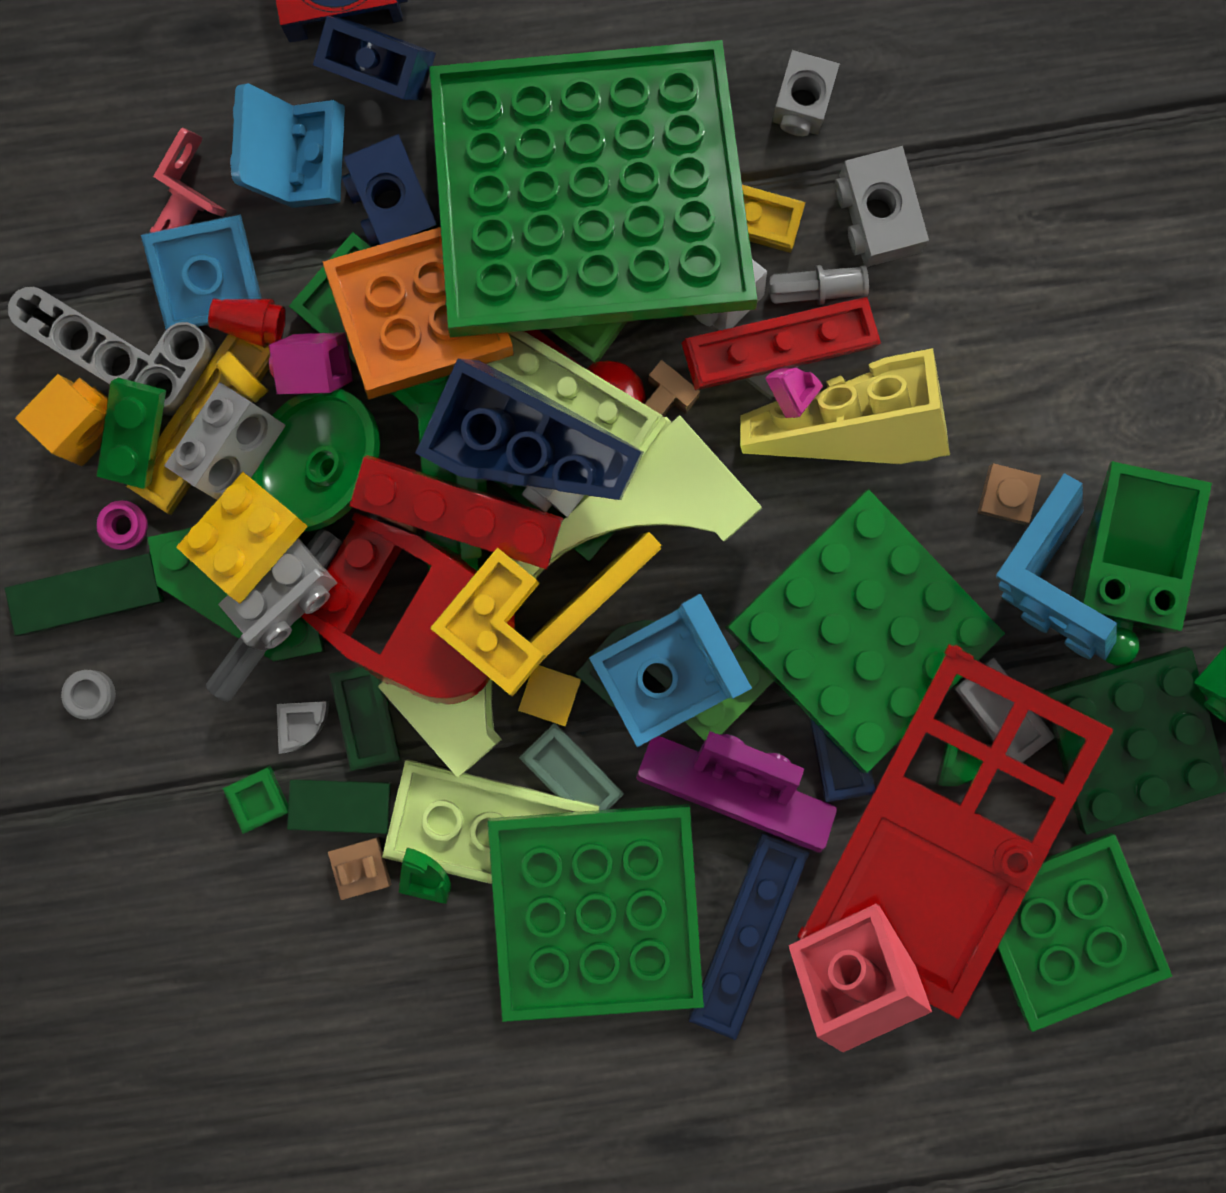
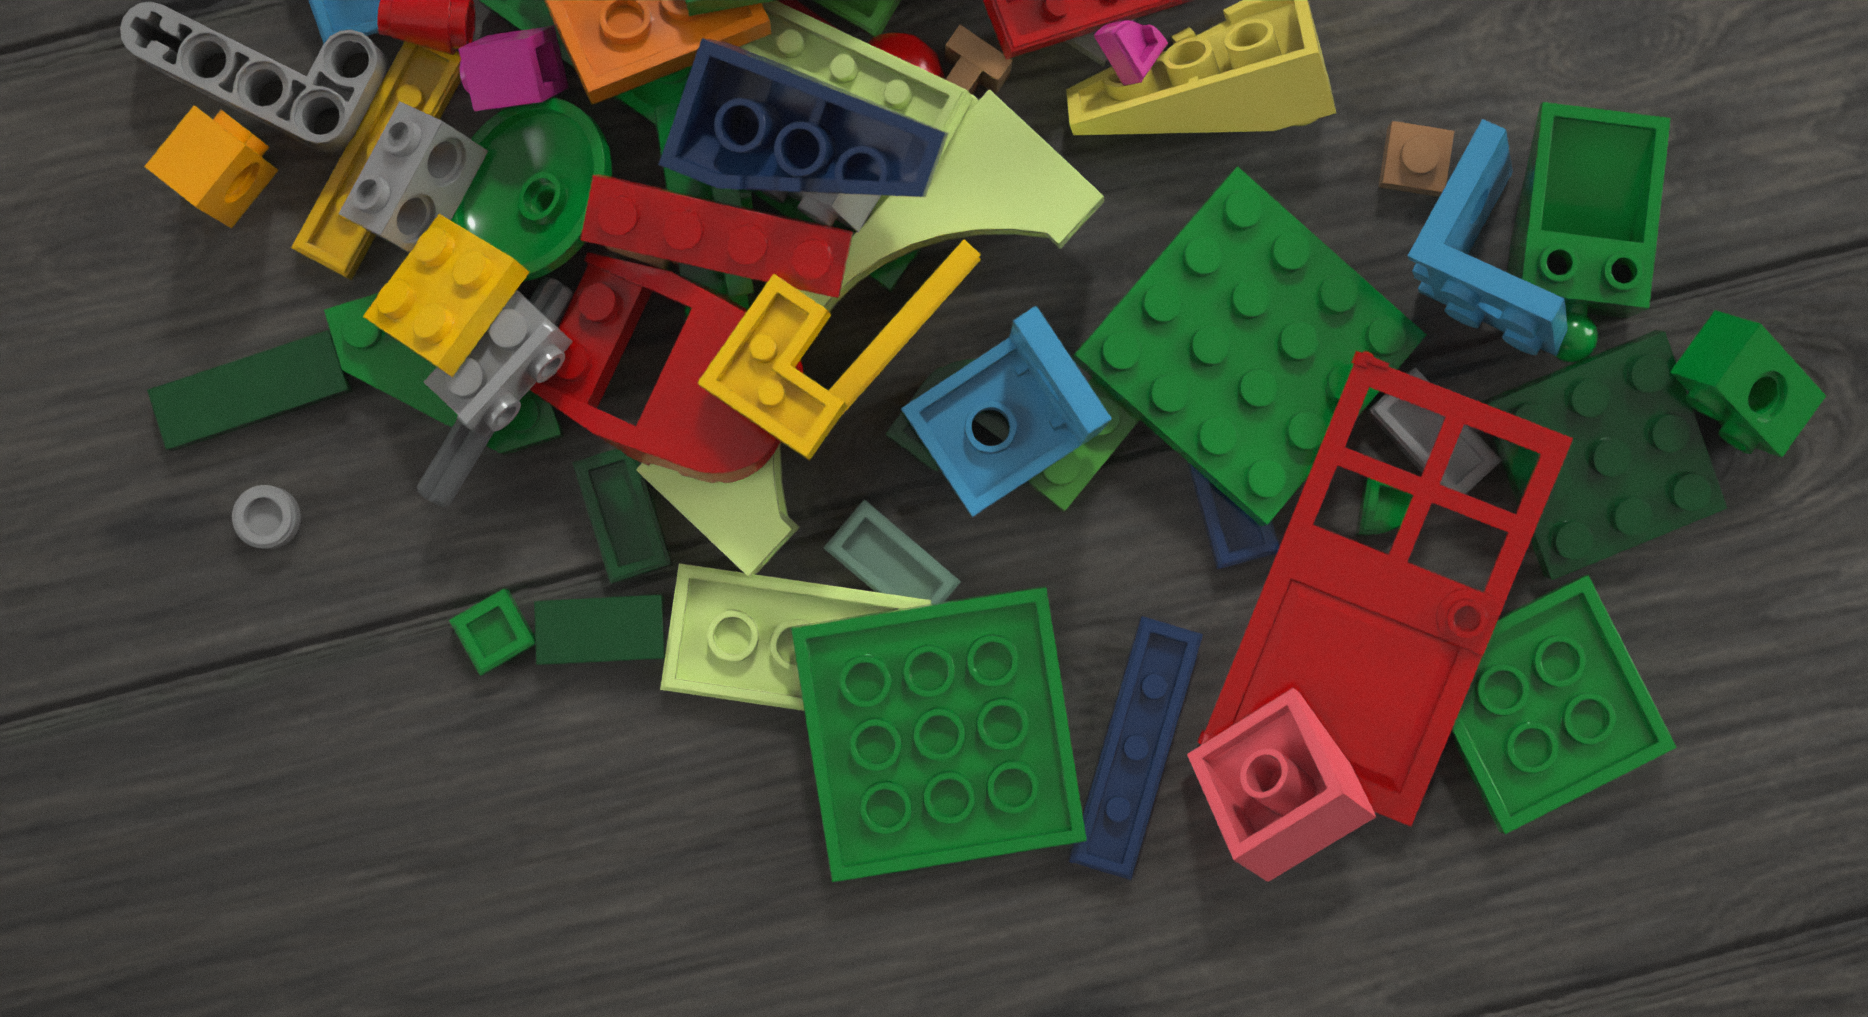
camera: 10 degrees left, 0 degrees up
(107, 525) = (273, 289): dark pink plate -> none
(131, 433) = (292, 176): green plate -> none
(240, 377) = (425, 93): yellow tile -> none
(299, 724) = (540, 530): light grey tile -> none
(359, 868) = (632, 706): medium nougat tile -> none
(423, 877) = (715, 709): green tile -> none
(550, 695) = (855, 464): yellow tile -> none
(741, 785) = (1108, 555): magenta bracket -> none

